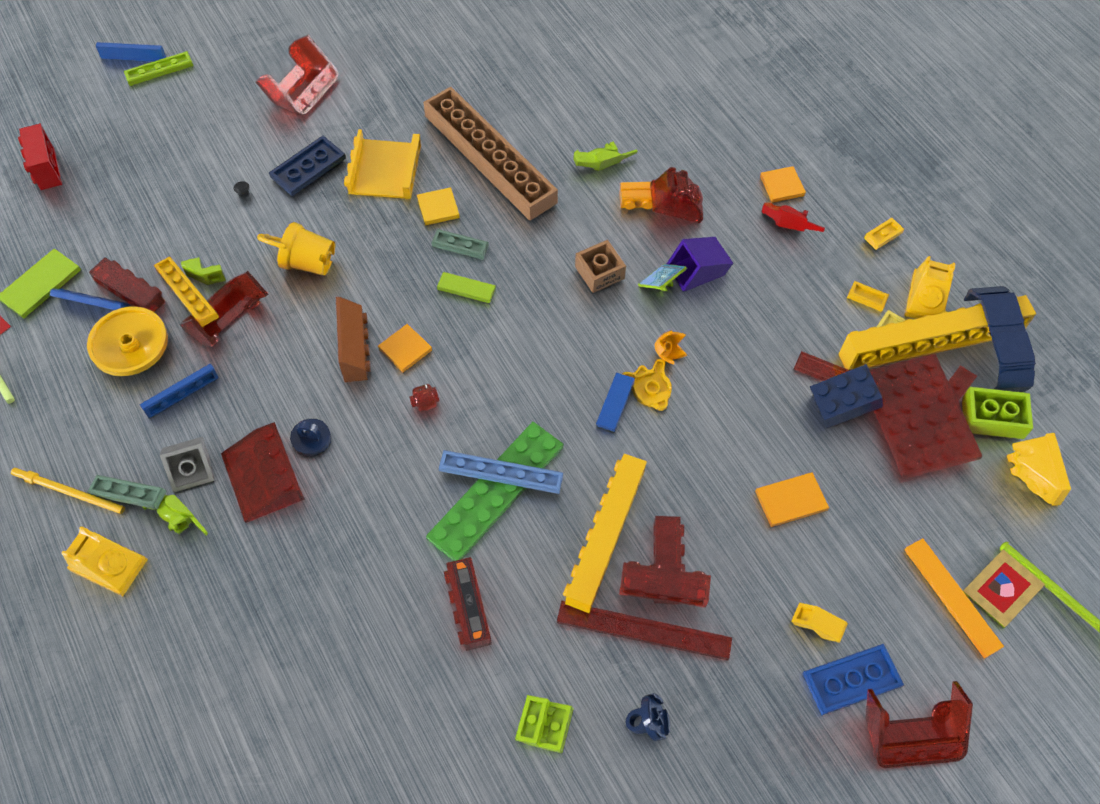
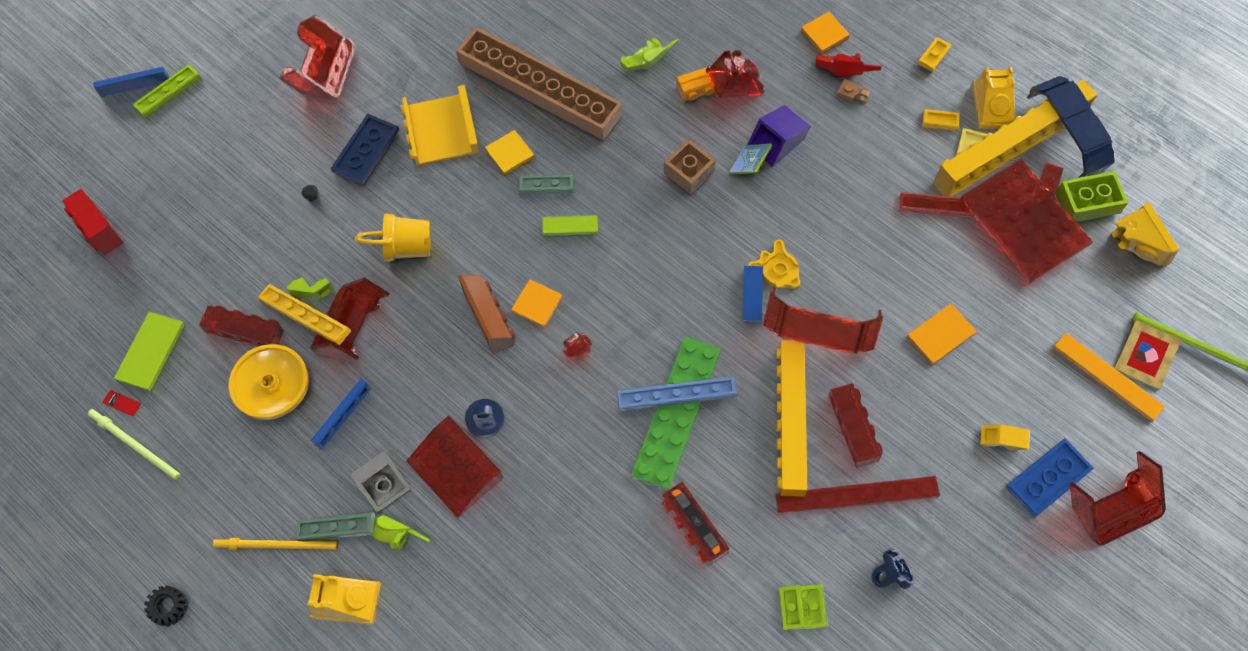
camera: 15 degrees left, 5 degrees up
(88, 299) = (210, 352): blue tile -> none
(665, 584) = (864, 449): clear red brick -> none
(668, 347) = (781, 227): light orange piece -> none
(669, 454) = (821, 328): none -> clear red windscreen
(787, 243) = (851, 91): none -> medium nougat plate
(846, 396) = (958, 223): dark blue brick -> none

